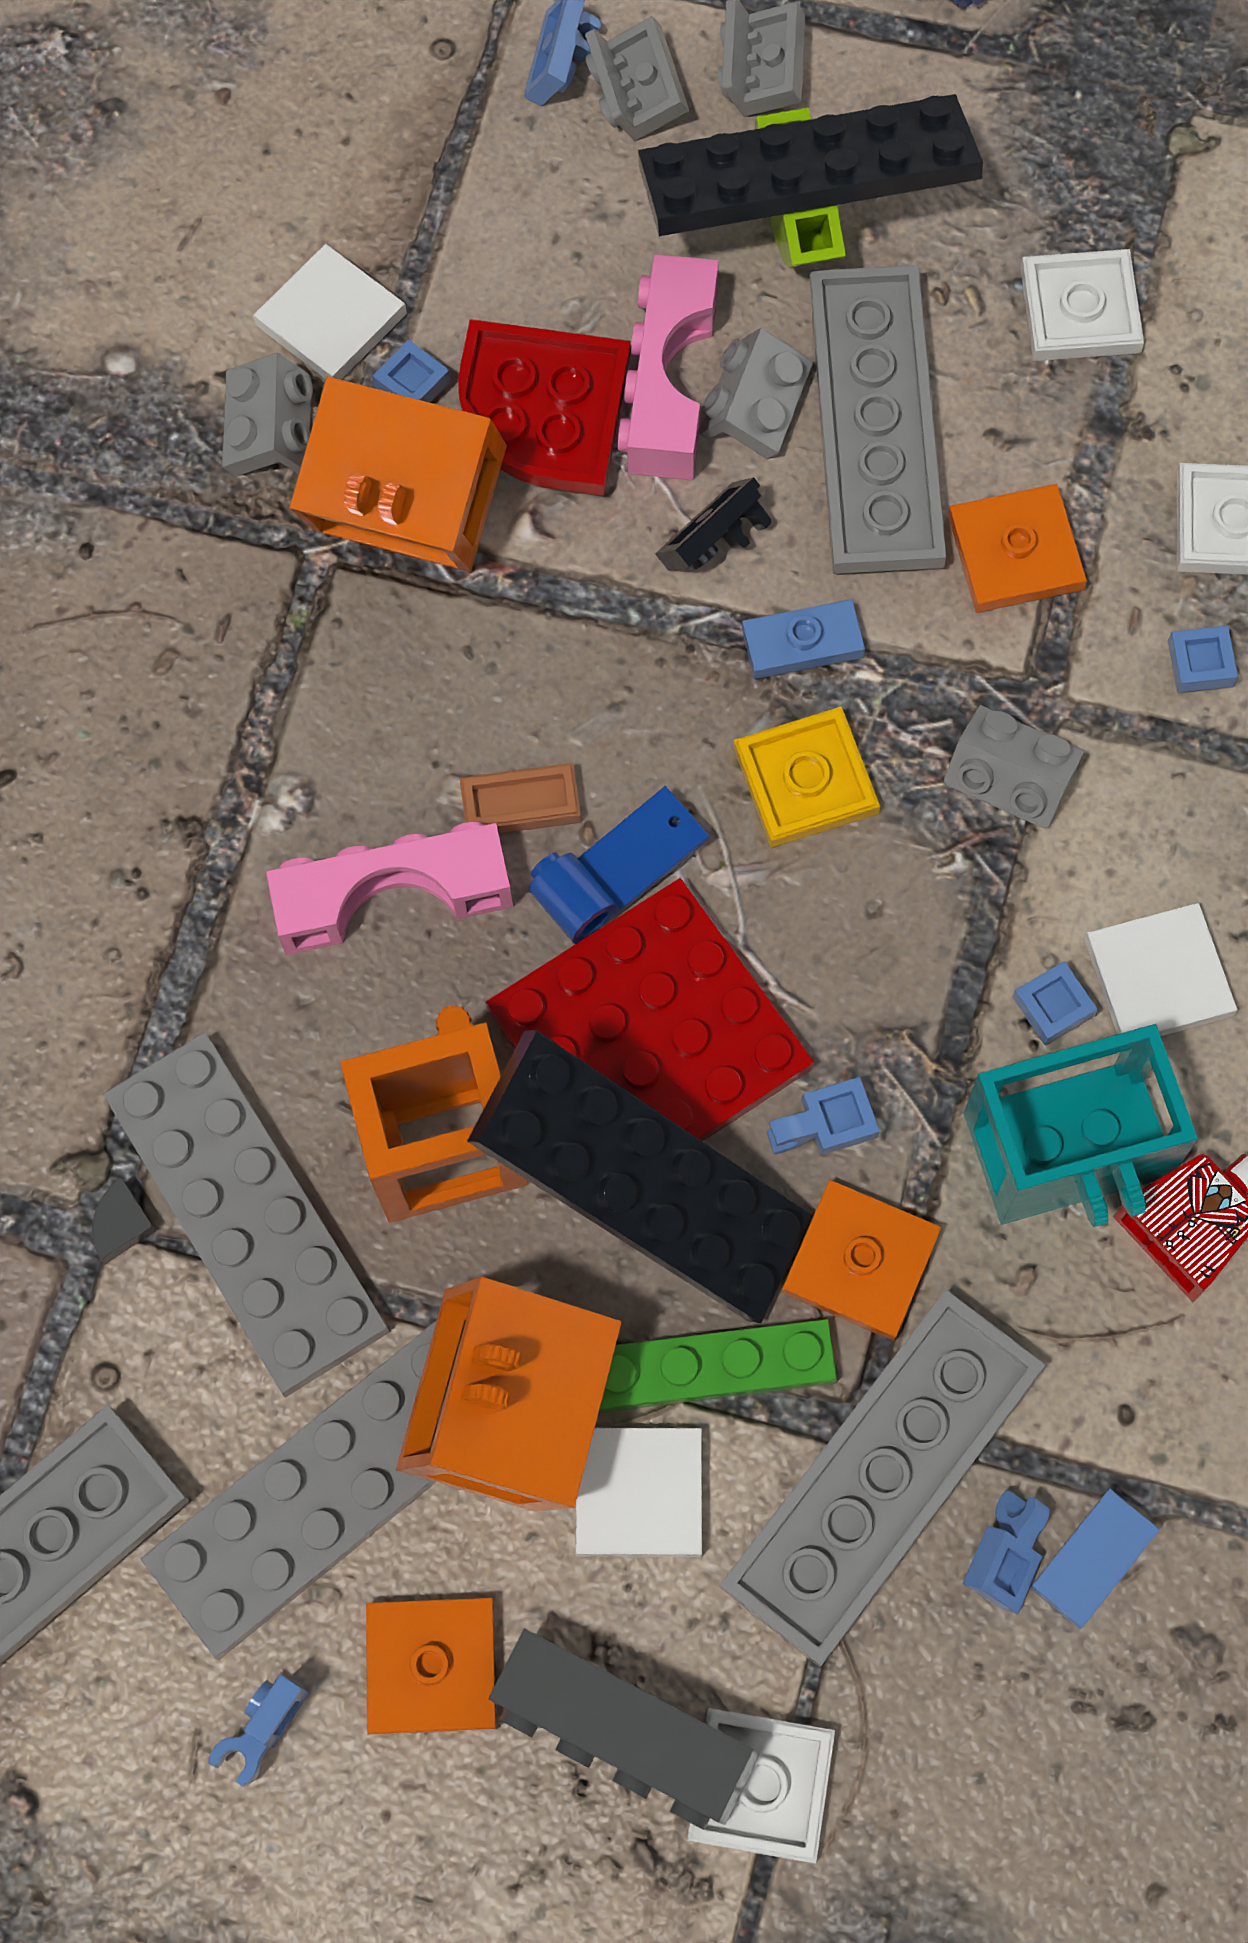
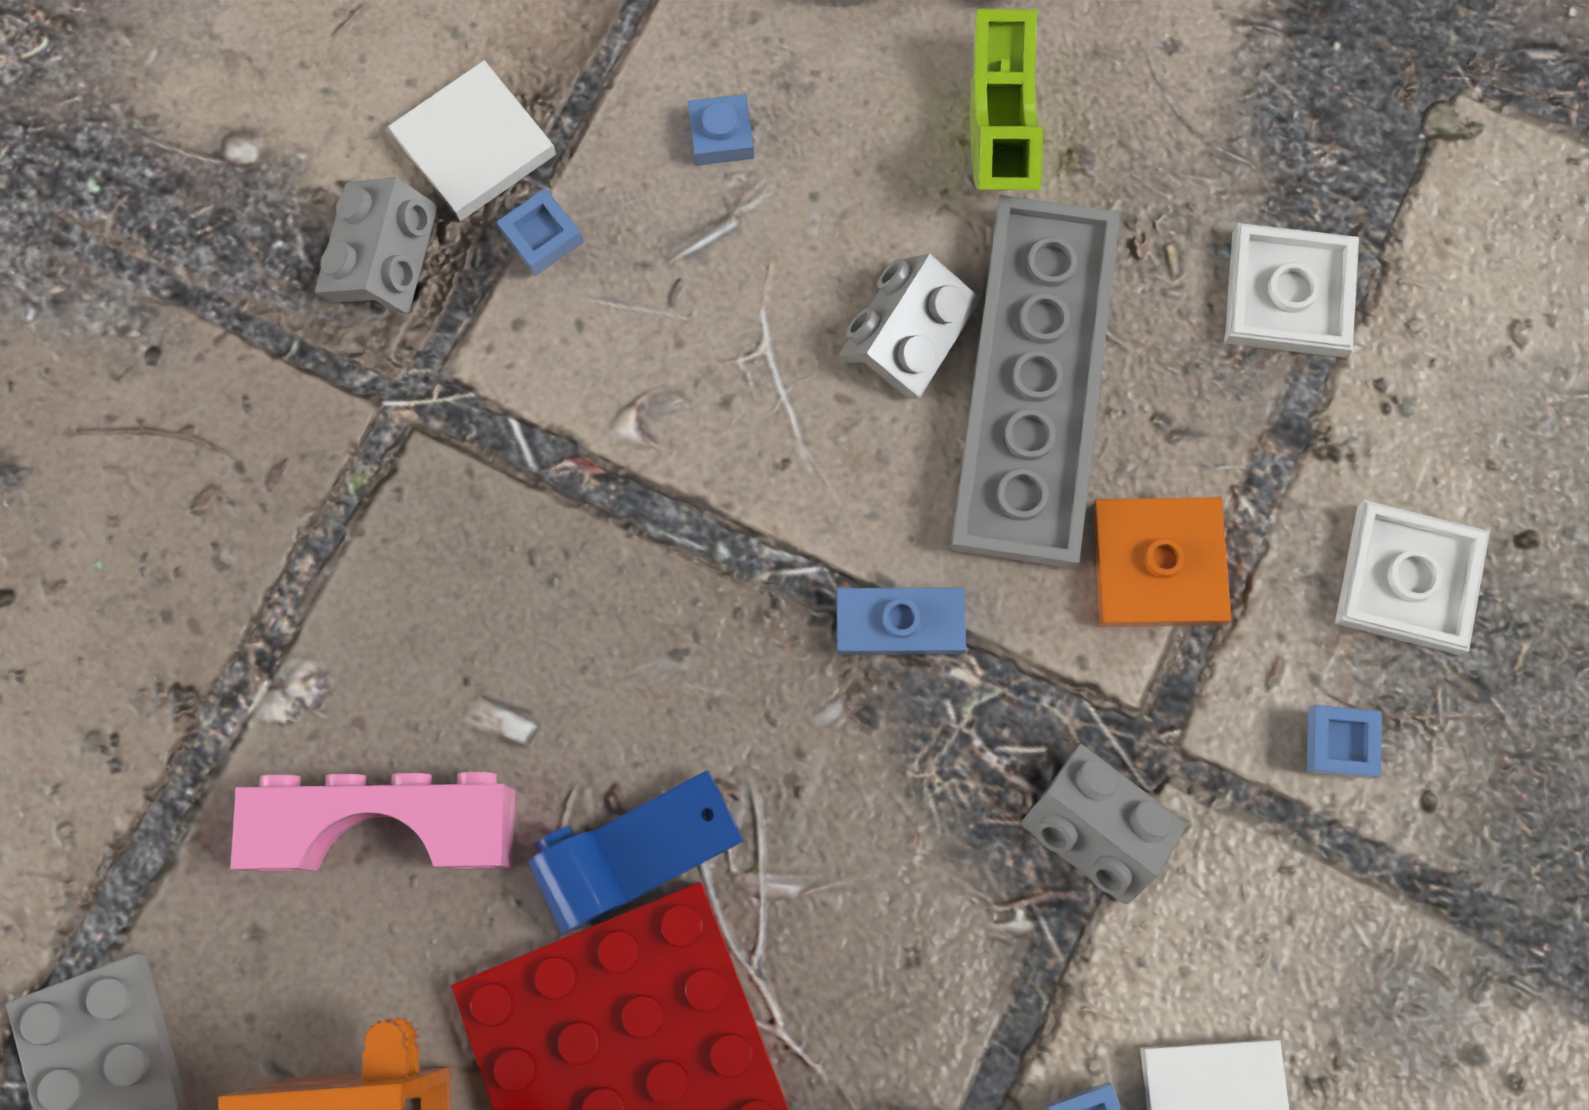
camera: 10 degrees right, 5 degrees up
(398, 474) = (485, 351): orange piece -> none
(522, 798) = (547, 746): nougat tile -> none
(549, 398) = (677, 288): red plate -> none
(550, 264) = (721, 129): none -> medium blue plate
(663, 422) = (845, 211): bright pink arch -> none
(721, 518) = (838, 463): black plate -> none
(806, 777) = (869, 785): yellow tile -> none
(809, 164) = (1024, 77): black plate -> none

